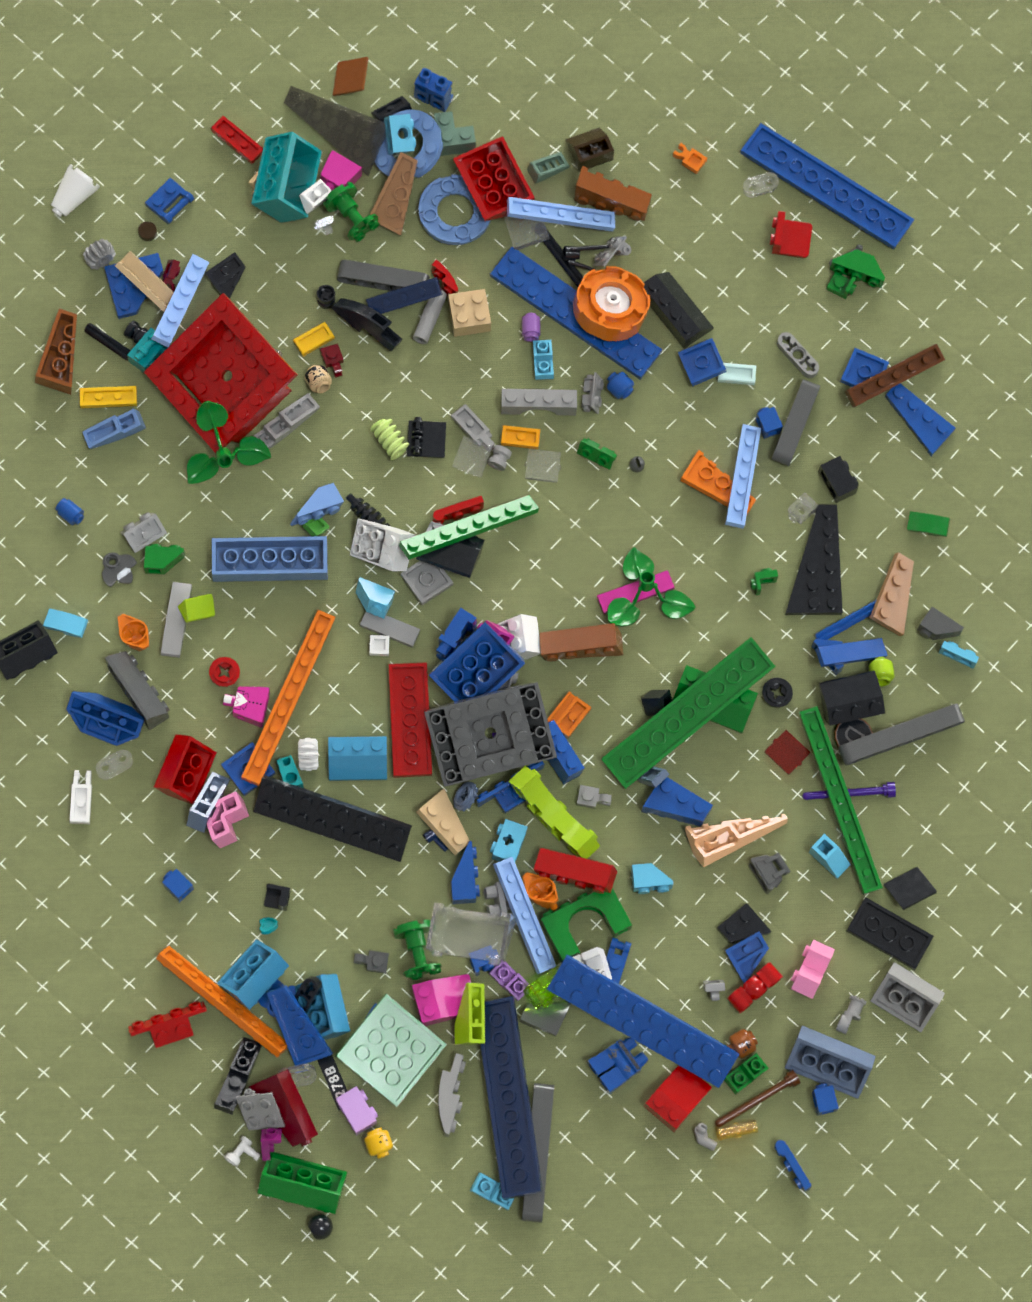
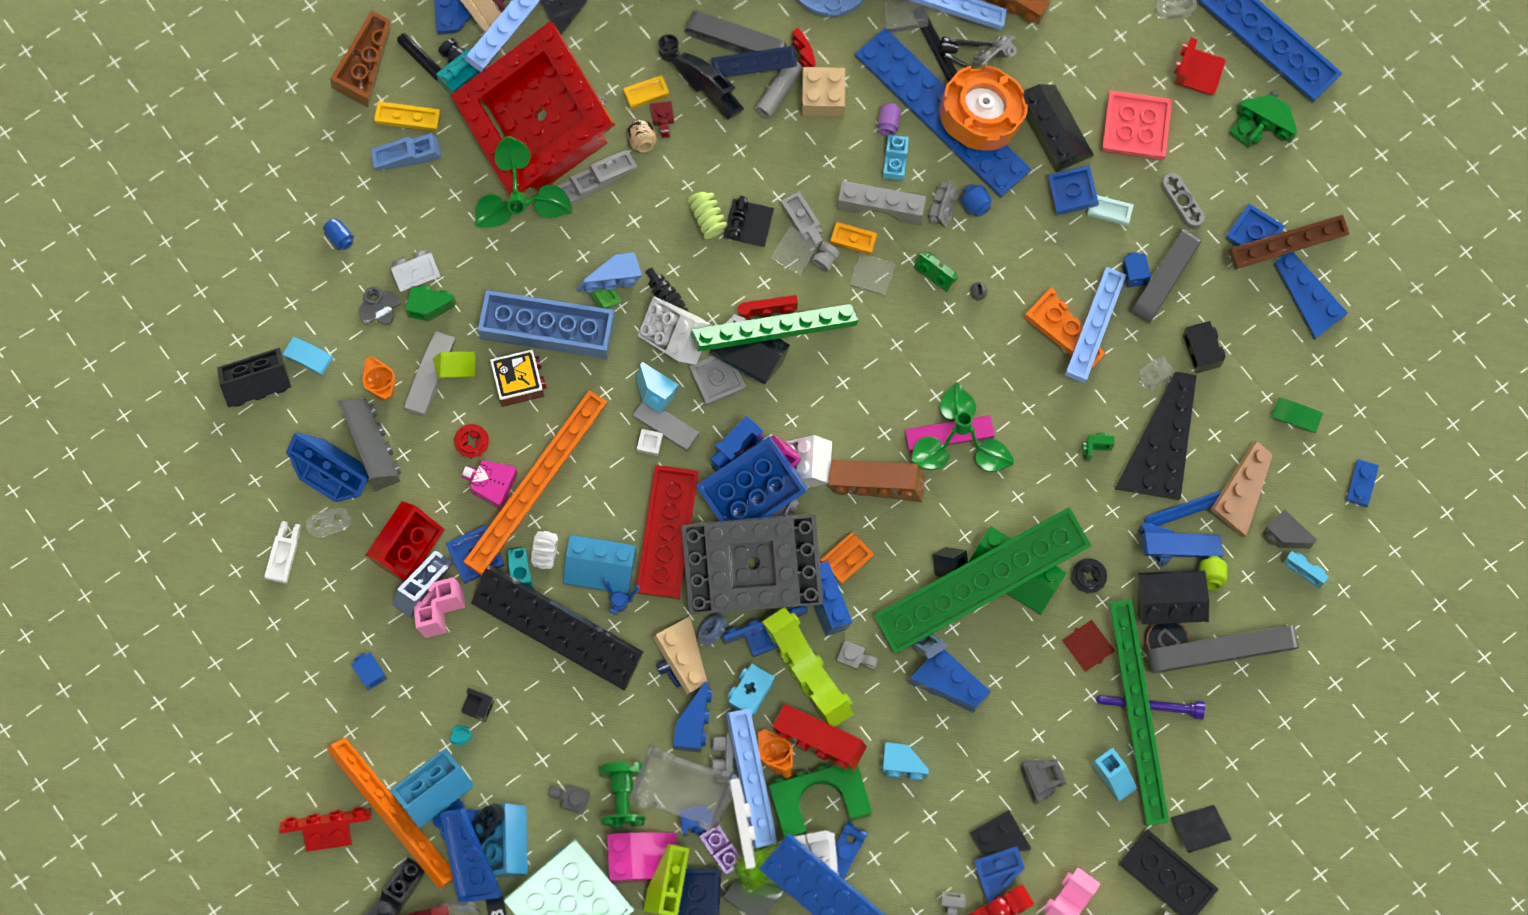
camera: 15 degrees right, 0 degrees up
(254, 609) = (518, 378): none -> piece
(380, 785) = (619, 600): none -> blue plant
(530, 960) = (747, 832): none -> white wing
(717, 841) = (989, 733): light nougat wedge -> none
(746, 295) = (1137, 125): none -> coral plate
(993, 572) = (1362, 483): none -> blue plate

